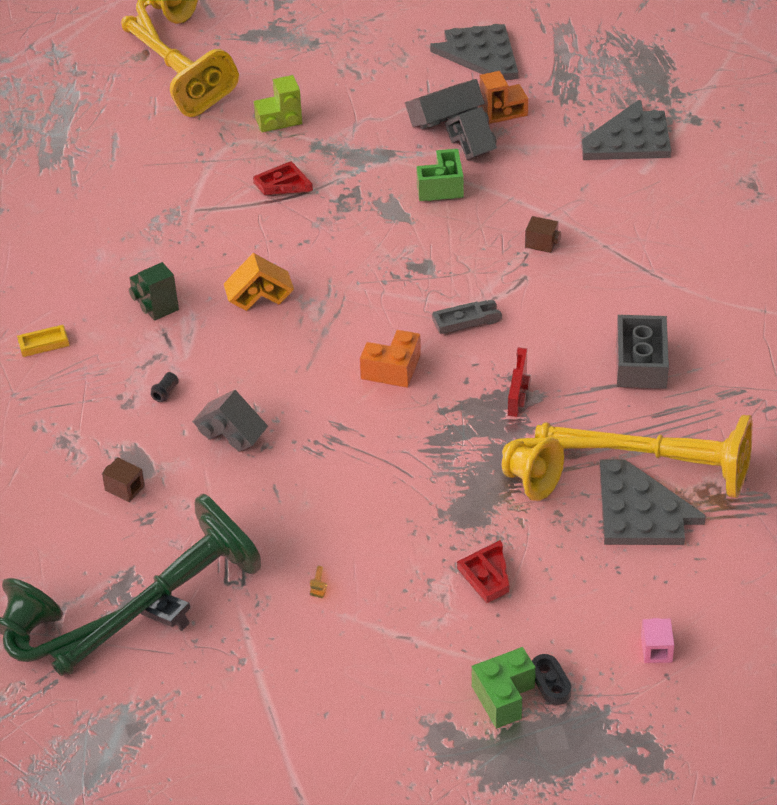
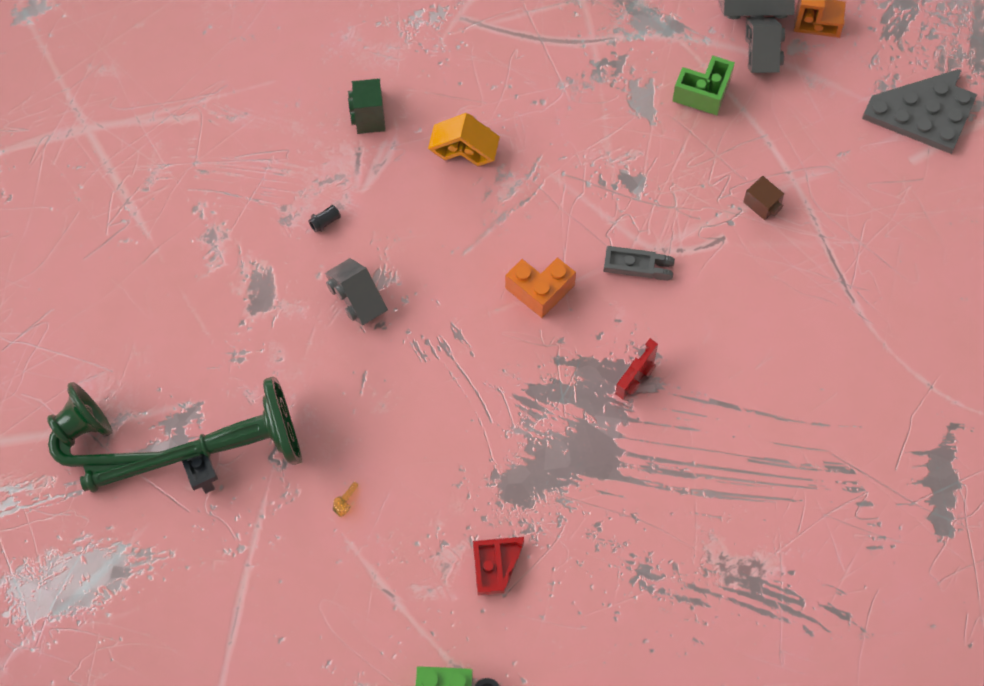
camera: 25 degrees right, 20 degrees up
(43, 340) = (248, 114): yellow tile -> none
(123, 479) = (235, 307): reddish brown brick -> none
(282, 180) = (556, 19): red wing -> none
(541, 459) = (602, 479): yellow piece -> none
(641, 509) = (675, 559): dark grey wing -> none
(642, 351) = (775, 386): dark grey brick -> none

